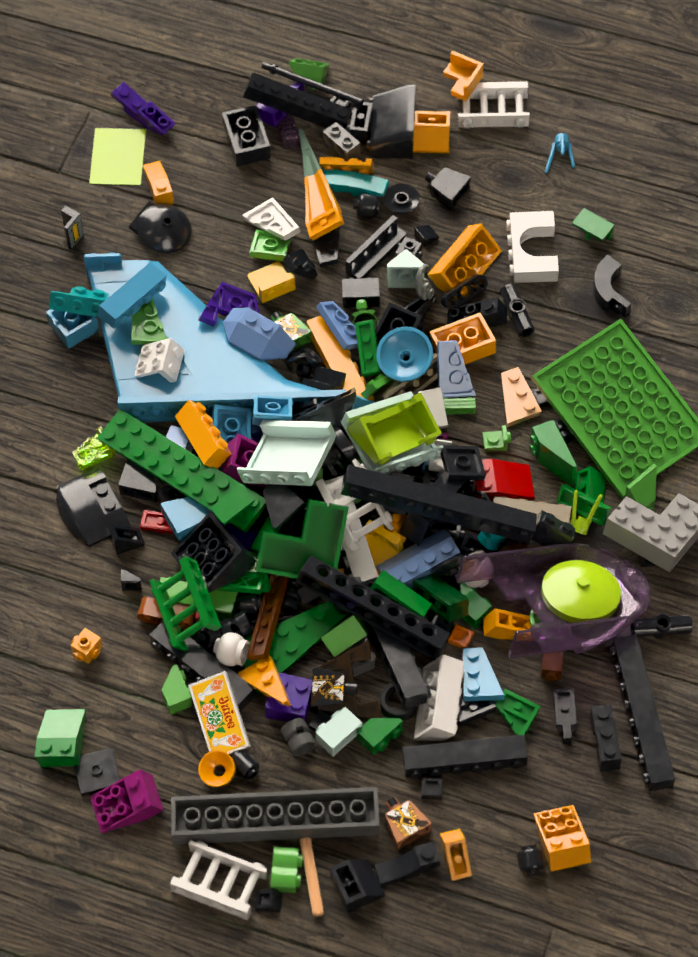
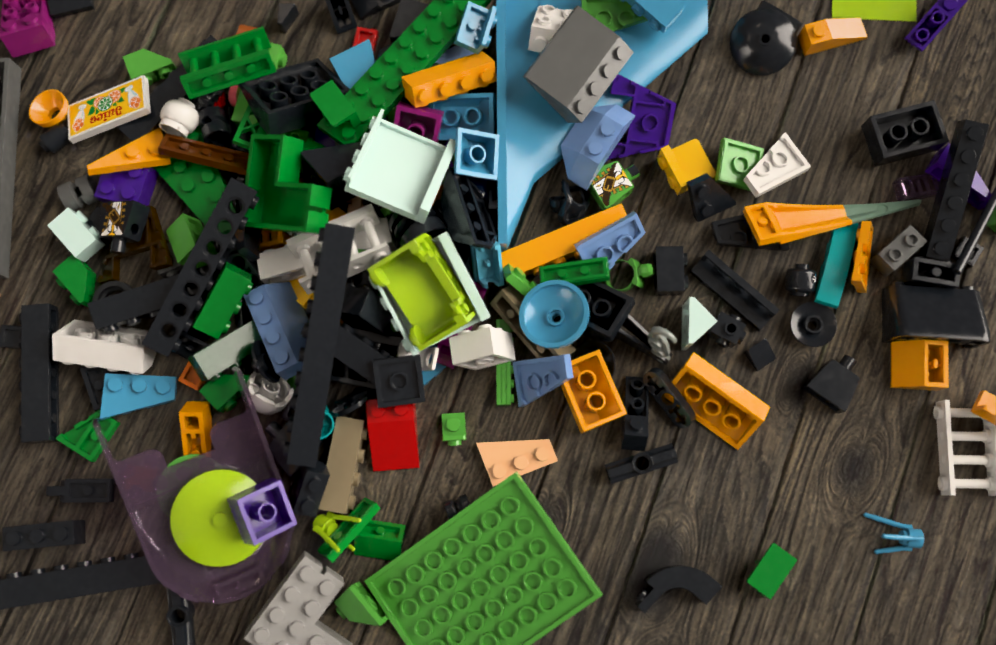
camera: 95 degrees right, 20 degrees up
(158, 413) = (475, 27): none -> dark azure bracket
(199, 335) = (578, 65): none -> dark grey slope
(326, 379) = (533, 224): black panel -> none
(524, 266) = (770, 476): white arch -> none
(552, 451) = (426, 493): green slope -> none
(574, 551) = (262, 511): none -> brick

